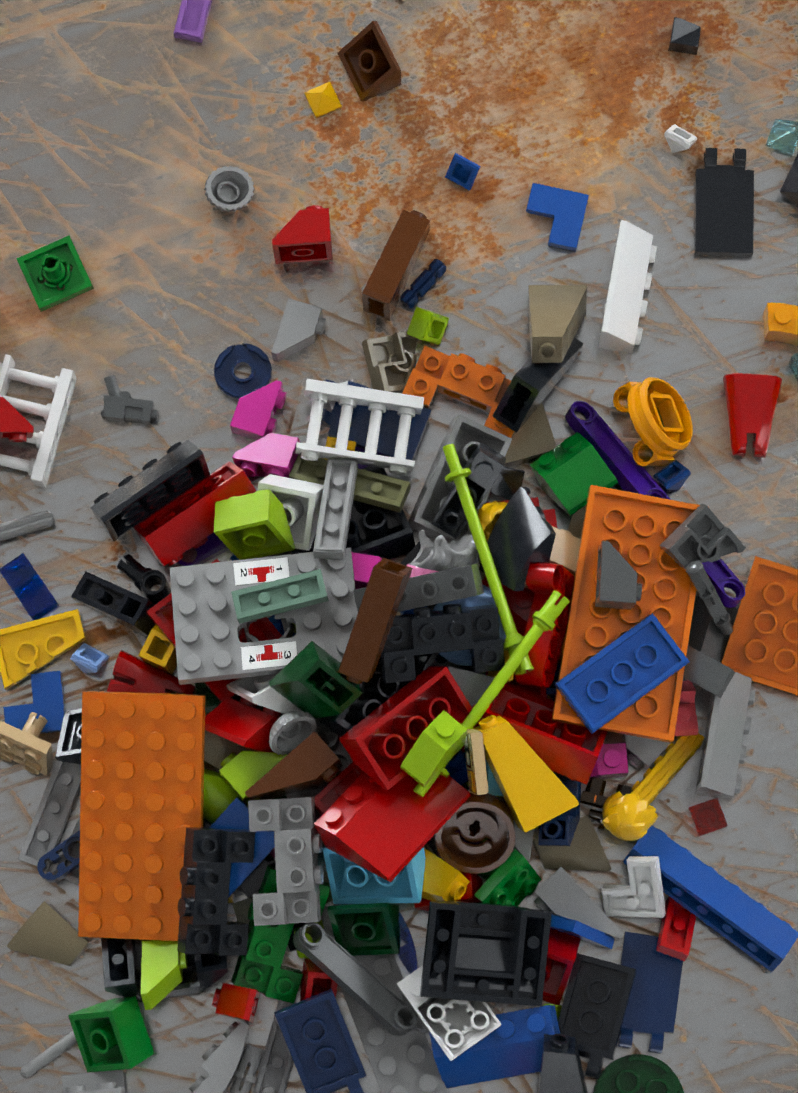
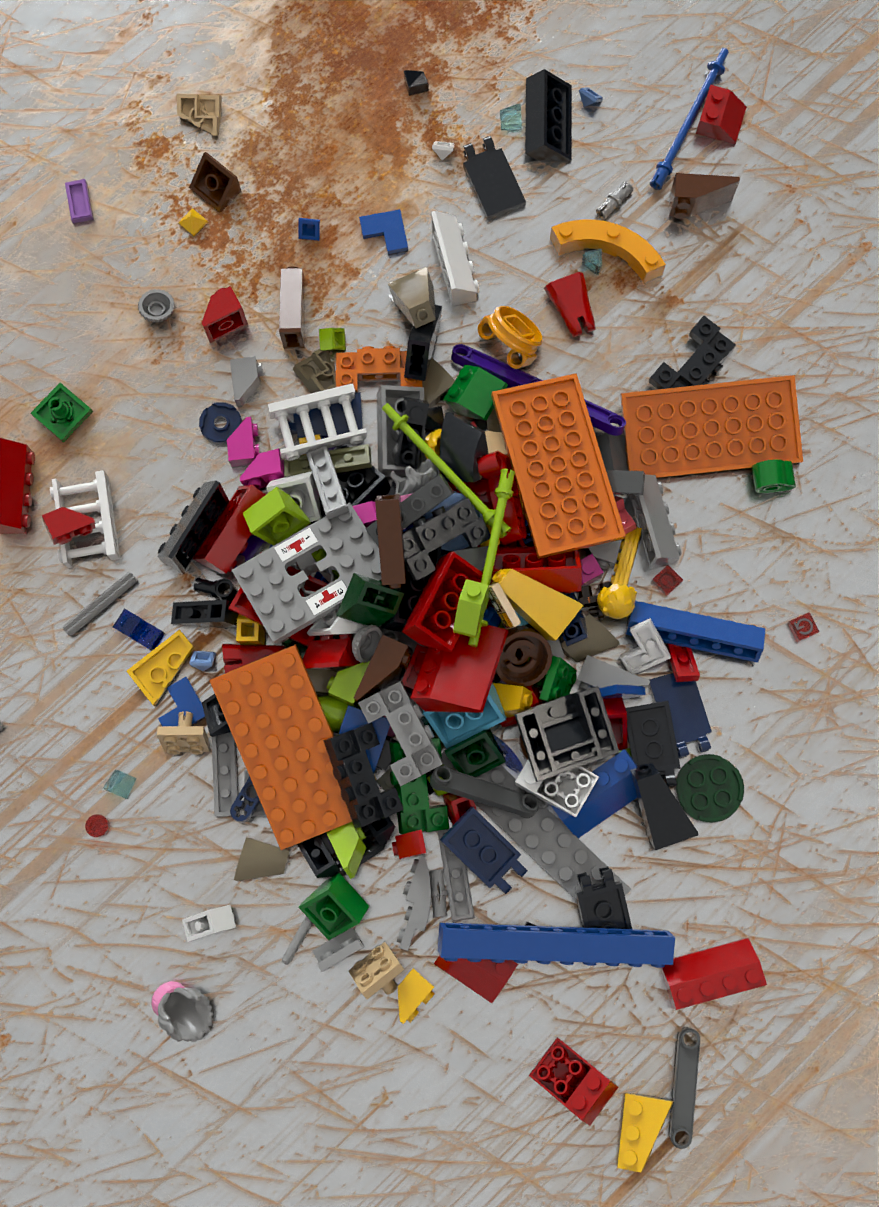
camera: 25 degrees left, 0 degrees up
(123, 408) = (149, 482): dark grey piece -> none
(279, 596) = (317, 554): sand green plate -> none
(423, 283) = (316, 313): dark blue axle -> none
(615, 580) = (538, 445): dark grey slope -> none
(622, 673) = (571, 506): blue tile -> none
(672, 476) = (540, 367): blue slope -> none
(701, 539) = (582, 396): dark grey slope -> none
(709, 596) = (602, 429): dark grey piece -> none

